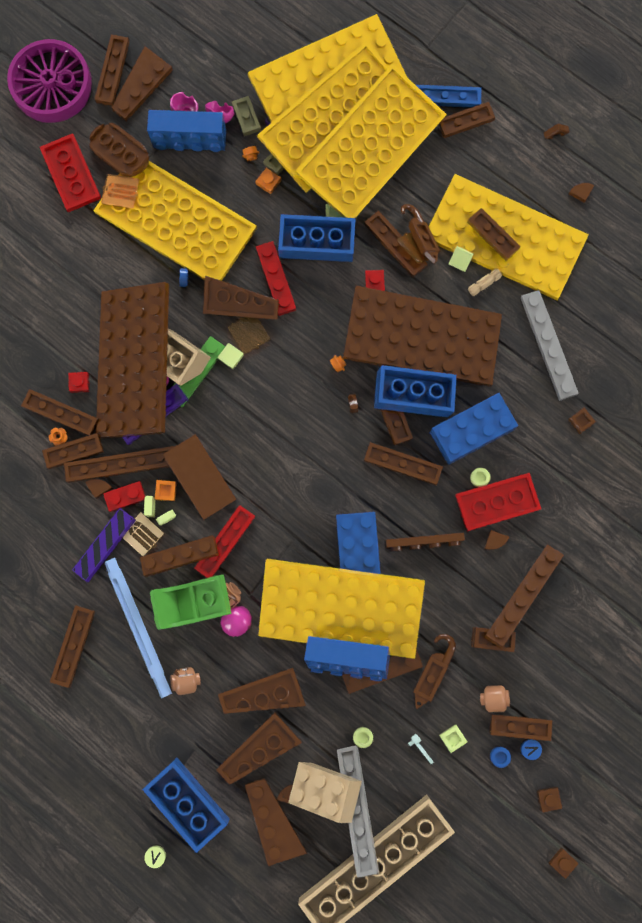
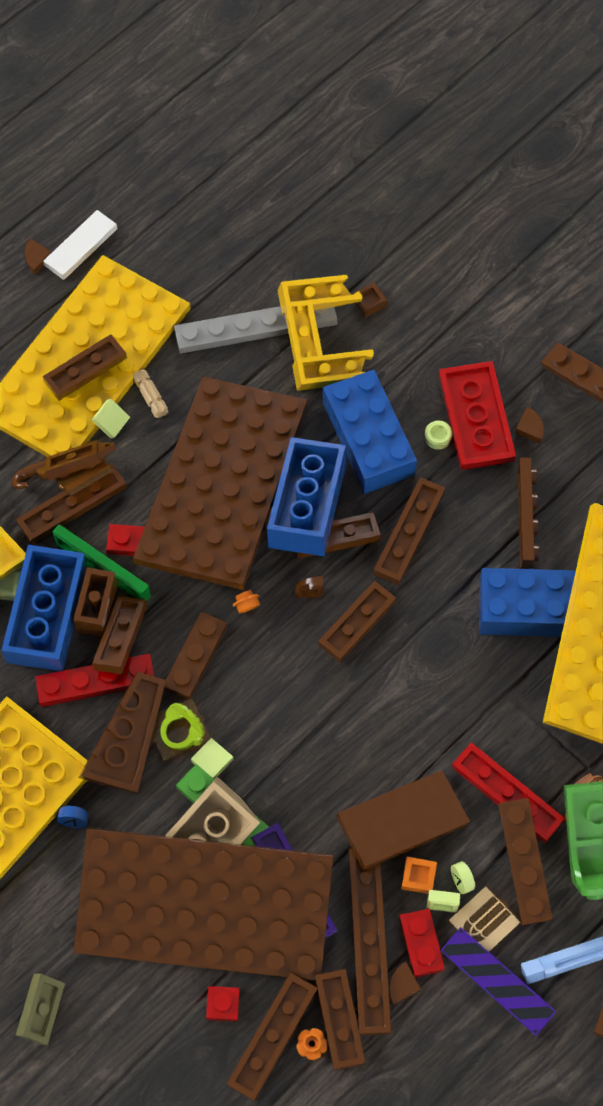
camera: 85 degrees left, 15 degrees down
(65, 277) = (40, 1009): none -> olive plate
(243, 342) = (196, 732): none -> lime piece
(299, 337) = (195, 656): none -> reddish brown plate
(304, 286) = (119, 635): none -> reddish brown plate
(324, 268) = (95, 602): none -> reddish brown brick
(333, 435) = (357, 621): none -> reddish brown plate
(353, 268) = (97, 560): none -> green tile
(566, 368) = (298, 303): none -> yellow wedge
(595, 219) = (80, 245): none -> white tile

